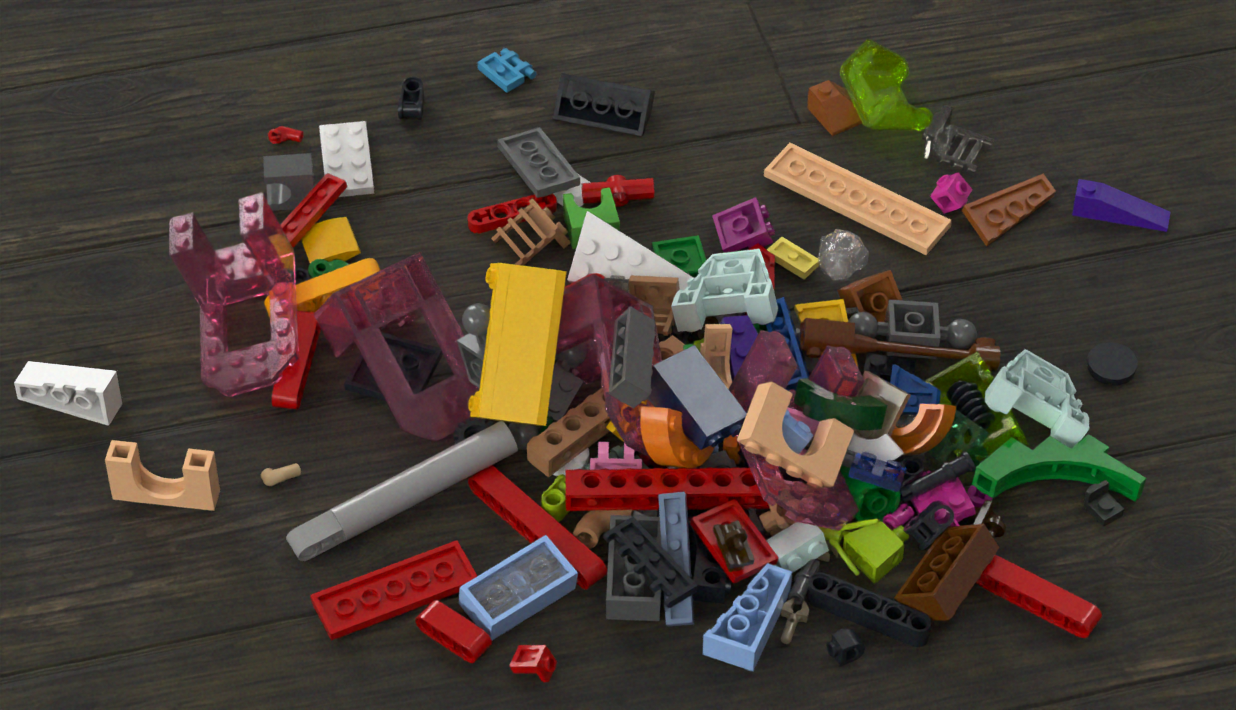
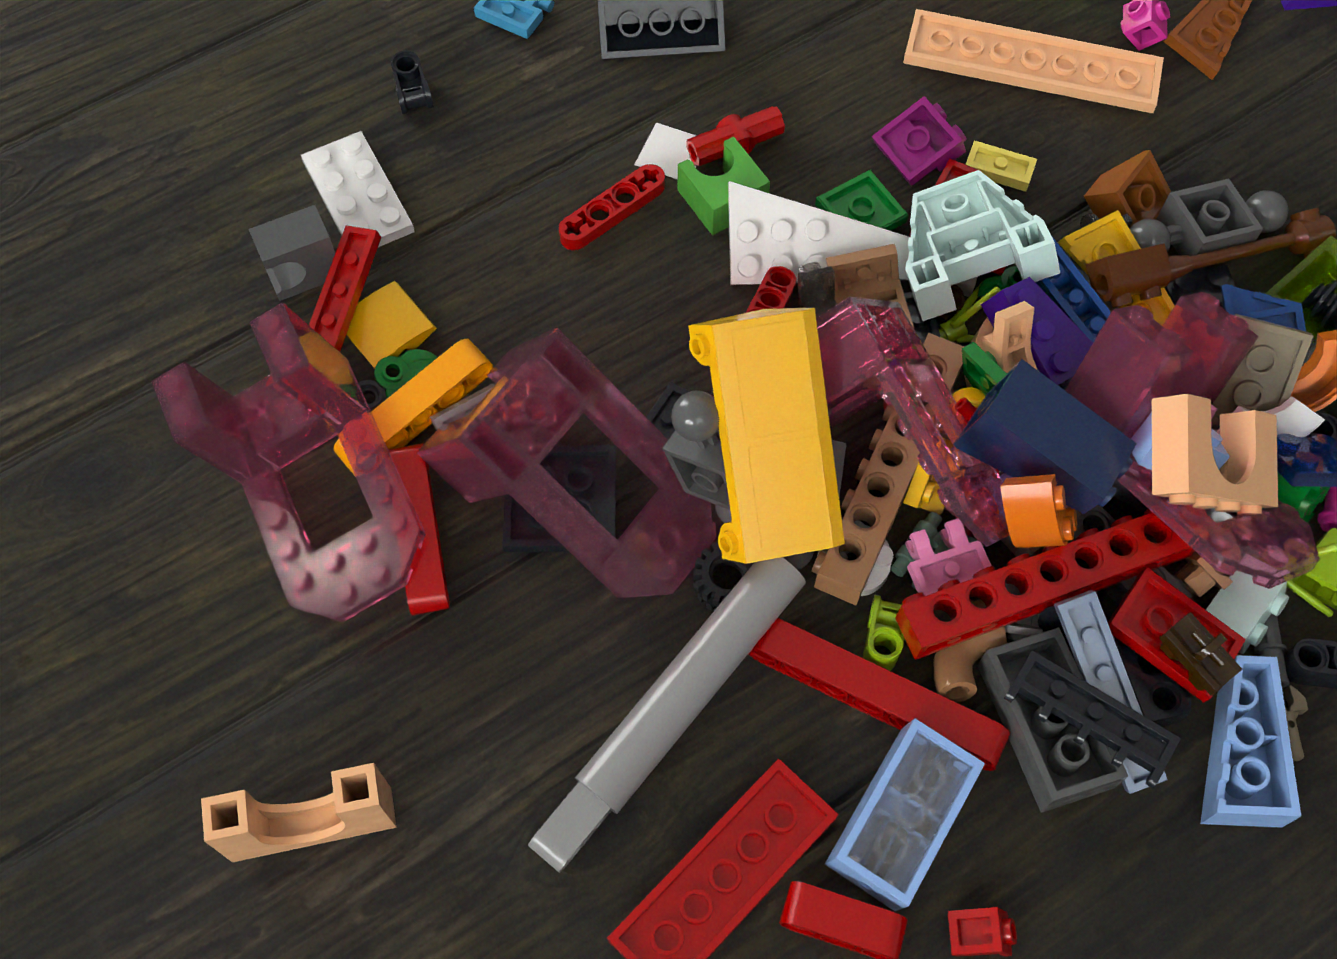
camera: 20 degrees left, 15 degrees up
(71, 390) = (97, 695): white wedge -> none
(273, 477) = (460, 740): tan arm -> none
(283, 134) = (257, 180): red arm -> none
(538, 162) = (618, 126): dark grey plate -> none
(541, 222) = (663, 211): medium nougat plate -> none
(632, 357) = (955, 412): dark grey brick -> none
(841, 254) = (1064, 144): clear helmet -> none
(854, 412) = (1240, 388): dark green arch -> none

